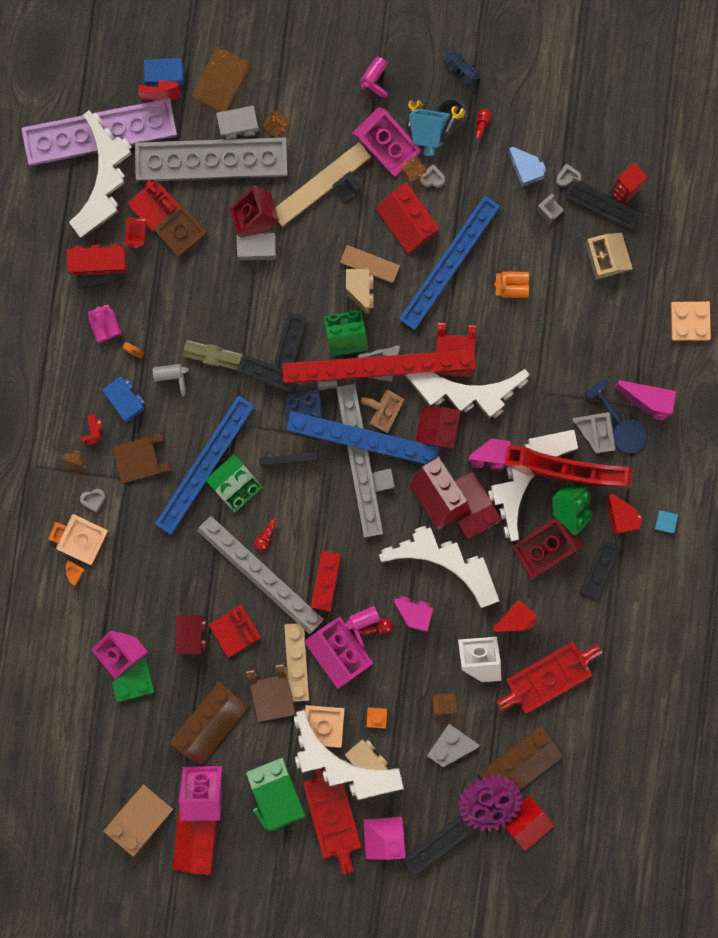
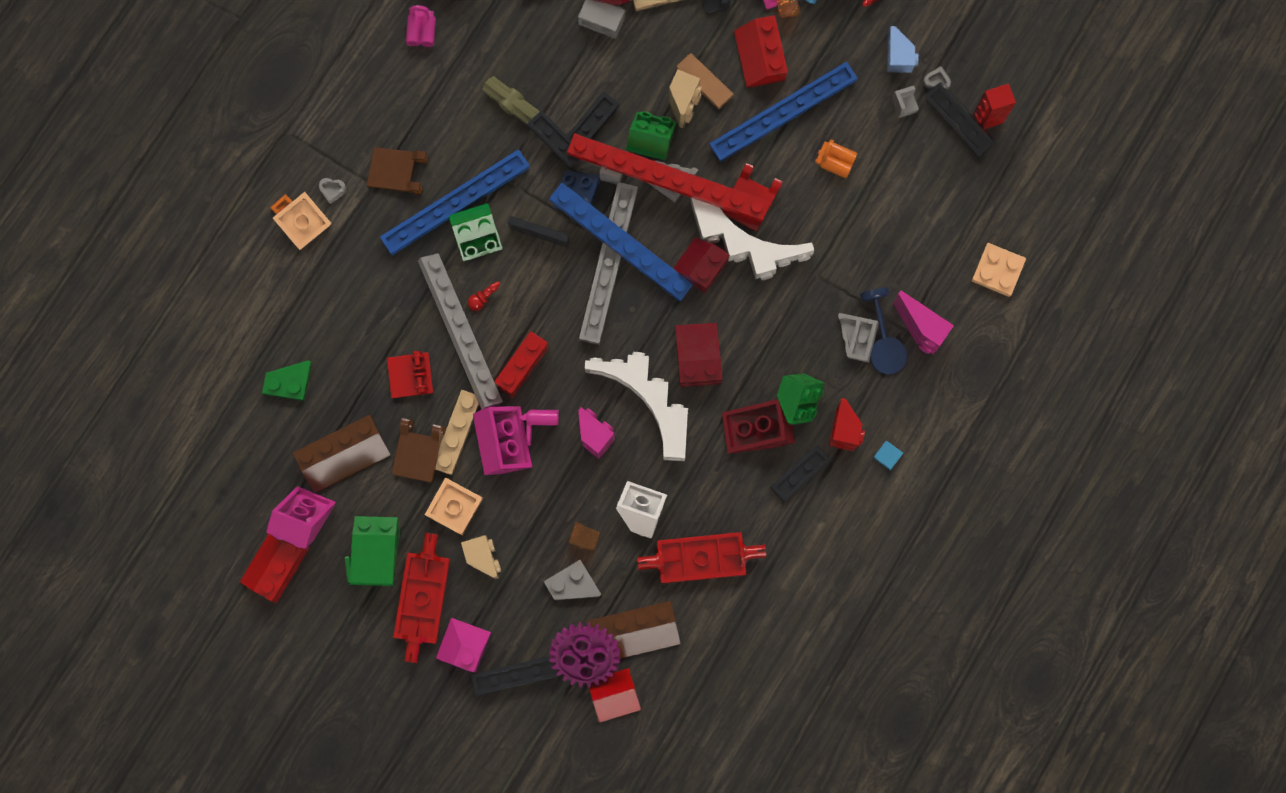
camera: 20 degrees right, 5 degrees down
(73, 572) = (280, 251): orange tile -> none
(74, 458) = (332, 140): clear orange slope -> none
(95, 427) = (366, 120): red bracket -> none
(118, 652) = (286, 344): dark pink slope -> none
(123, 399) = (405, 106): blue brick -> none
(133, 350) = (436, 63): orange tile -> none
(138, 820) = (227, 518): medium nougat slope -> none
(171, 372) = (462, 99): light grey piece -> none
(190, 634) = (363, 357): dark red slope -> none
(316, 755) = (431, 529): white arch -> none
(376, 717) = (511, 522): orange plate -> none
(383, 480) = (623, 292): light grey slope -> none
(383, 626) = (559, 435): red bar -> none
(385, 410) = (656, 225): medium nougat plate -> none
(432, 177) = (803, 24): light grey tile -> none
(439, 494) = (672, 327): dark red slope -> none
(490, 454) = (742, 310): dark pink slope -> none
(510, 493) = (795, 331): white arch -> none
(516, 619) = (692, 483): red slope -> none
(560, 469) = (803, 354): red arch -> none
(608, 255) = (944, 169): tan slope -> none

